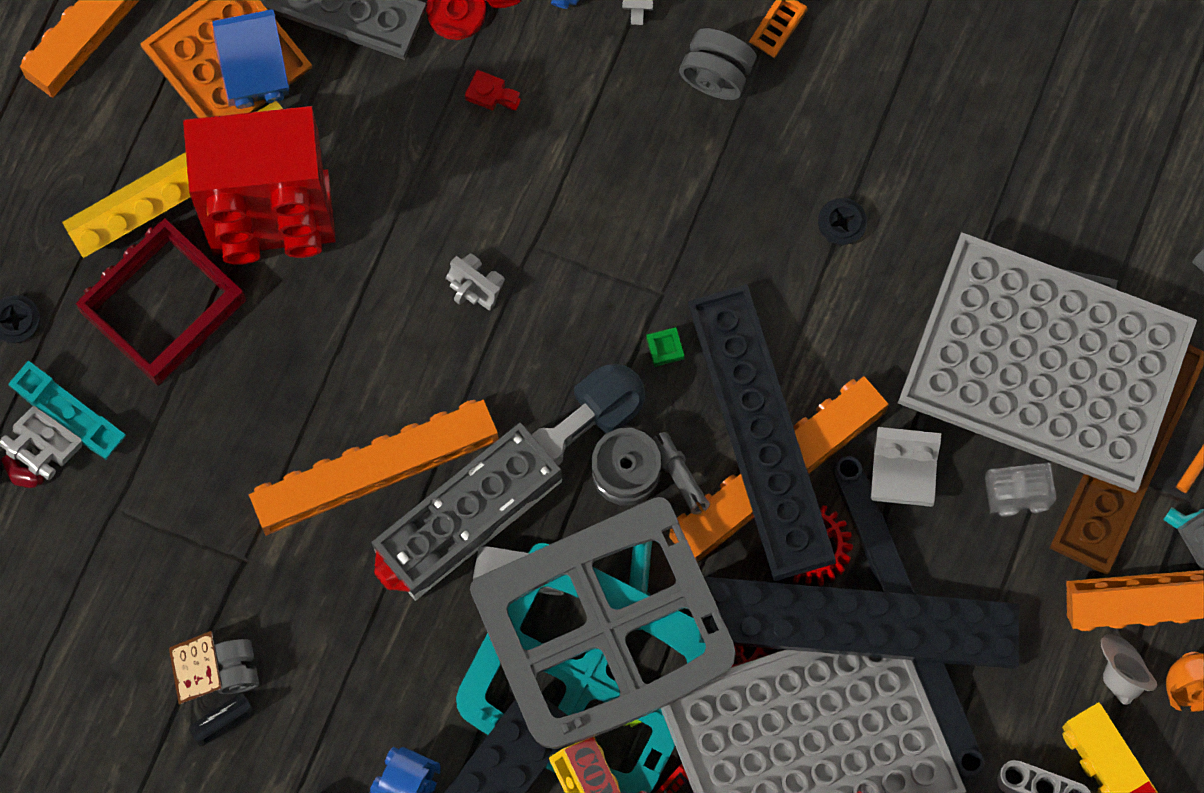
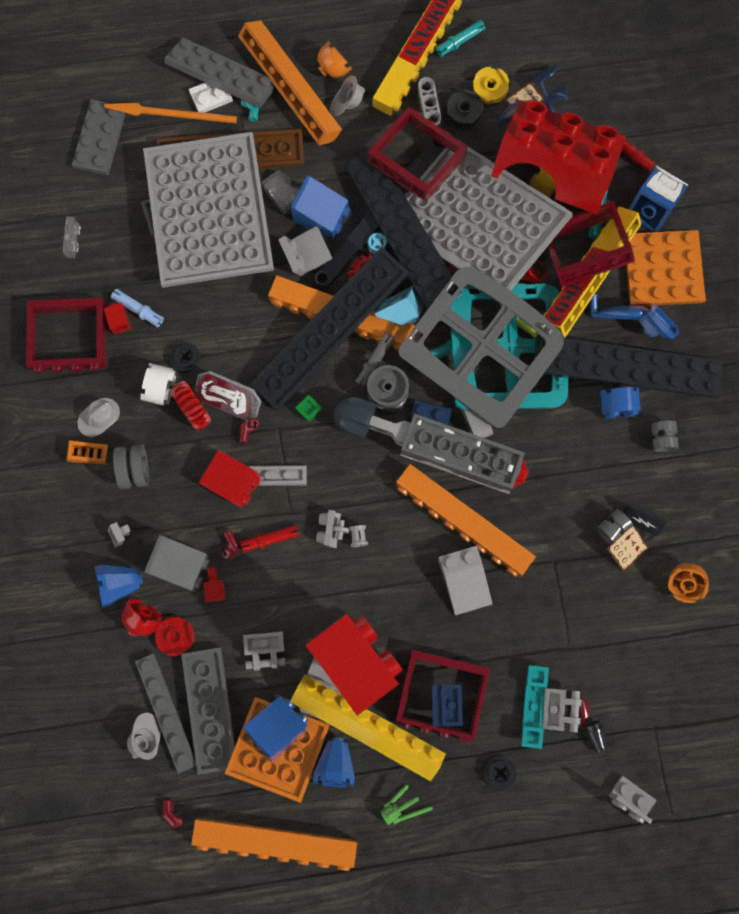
camera: 120 degrees left, 5 degrees up
(55, 157) = (392, 813): none -> bright green plant
(95, 717) = (688, 582): none -> orange cylinder
(141, 290) = (447, 705): none -> dark blue plate
(157, 113) = (335, 765): none -> blue cone
(293, 420) = (465, 580): none -> light grey slope
(374, 113) = (263, 644): none -> light grey plate
(431, 313) = (358, 536): none -> light grey bush
(514, 184) = (269, 538): none -> red pin
(531, 143) = (232, 545): none -> dark red arm
(548, 56) = (177, 564): none -> dark grey slope
(556, 512) = (431, 412): none -> dark blue plate
(594, 256) = (282, 475): none -> light grey tile
(624, 186) = (230, 479): none -> red brick
(687, 249) = (246, 428): none -> dark red arm
(733, 546) = (402, 307): none -> medium azure slope
(747, 244) = (227, 395): none -> shield
(760, 184) = (190, 405): none -> red gear
(817, 158) = (157, 384): none -> white brick
(822, 66) = (98, 417): none -> light grey piece
(858, 575) = (376, 240): none -> medium azure wheel
(908, 731) = (401, 175): none -> dark red window
(942, 126) = (64, 306): none -> dark red window
(943, 199) = (144, 312): none -> light blue pin
(954, 159) = (117, 318): none -> red brick
(960, 525) = (319, 208): none -> slope
(1122, 161) = (70, 244): none -> clear plate

